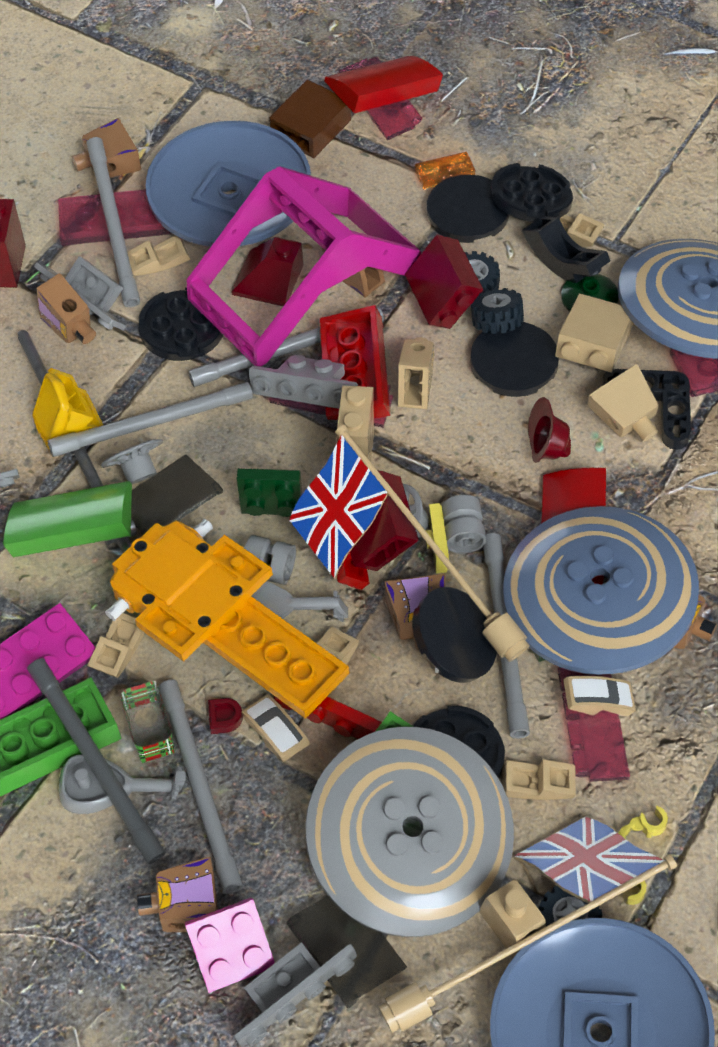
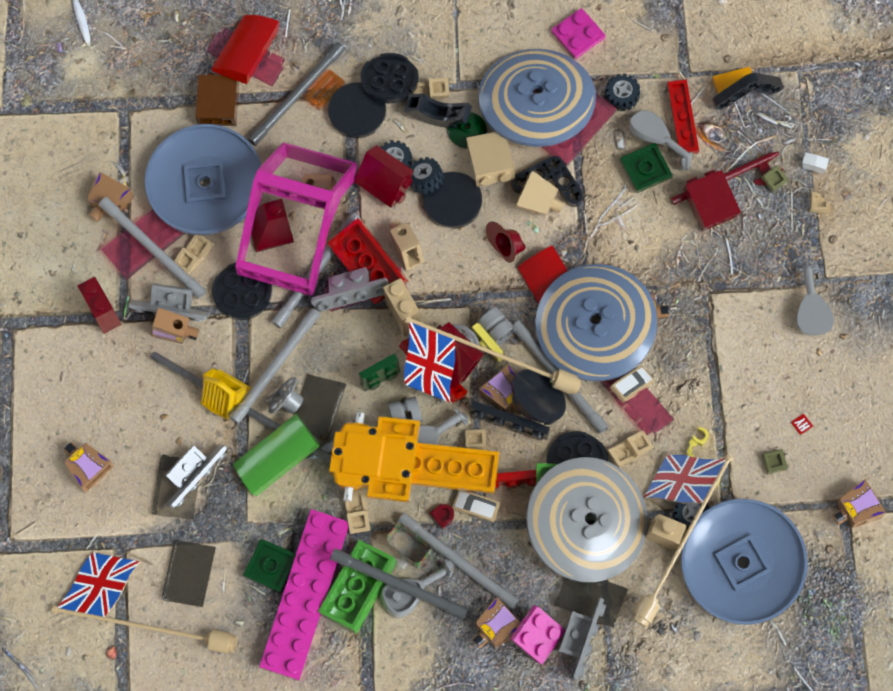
camera: 30 degrees left, 15 degrees up
(403, 653) = (503, 418): none -> black plate
(476, 141) = (330, 57): none -> dark grey piece

